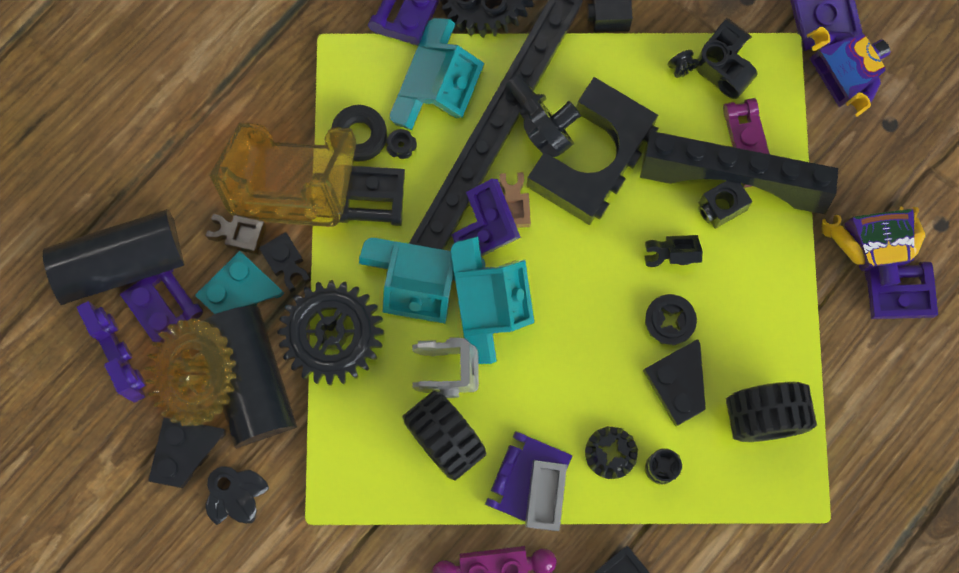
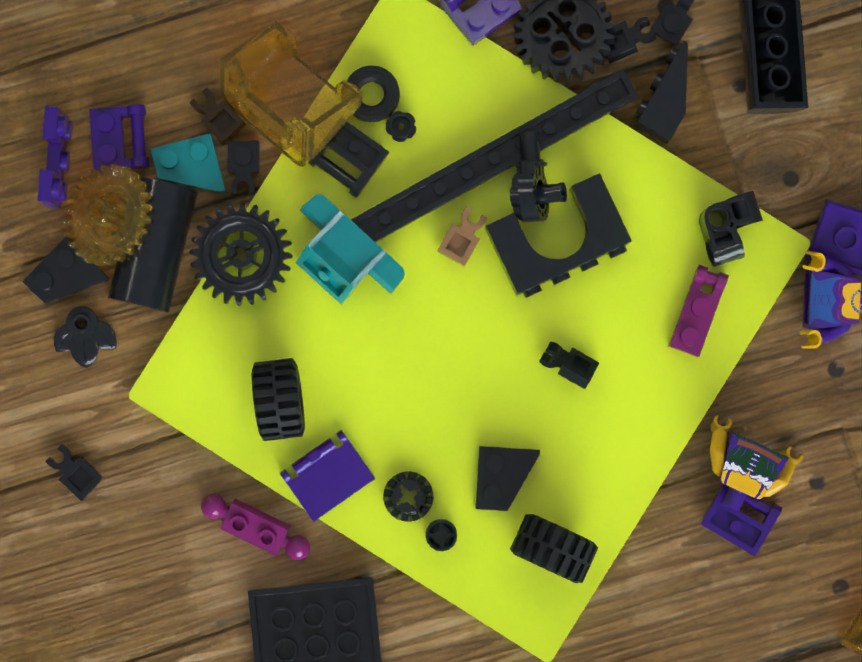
camera: 30 degrees right, 10 degrees up
(113, 257) = (102, 75): black brick -> none
(437, 76) = (469, 84): teal plate -> none
(468, 362) = (334, 354): light grey piece -> none
(489, 297) = (387, 309): teal plate -> none
(494, 220) = (434, 245): dark purple plate -> none
(545, 495) = (331, 497): light grey tile -> none
(671, 305) = (538, 407): black gear -> none
(683, 62) = (688, 206): black bush -> none
(731, 192) = (652, 346): black brick -> none
(797, 182) = (705, 366): black arch -> none

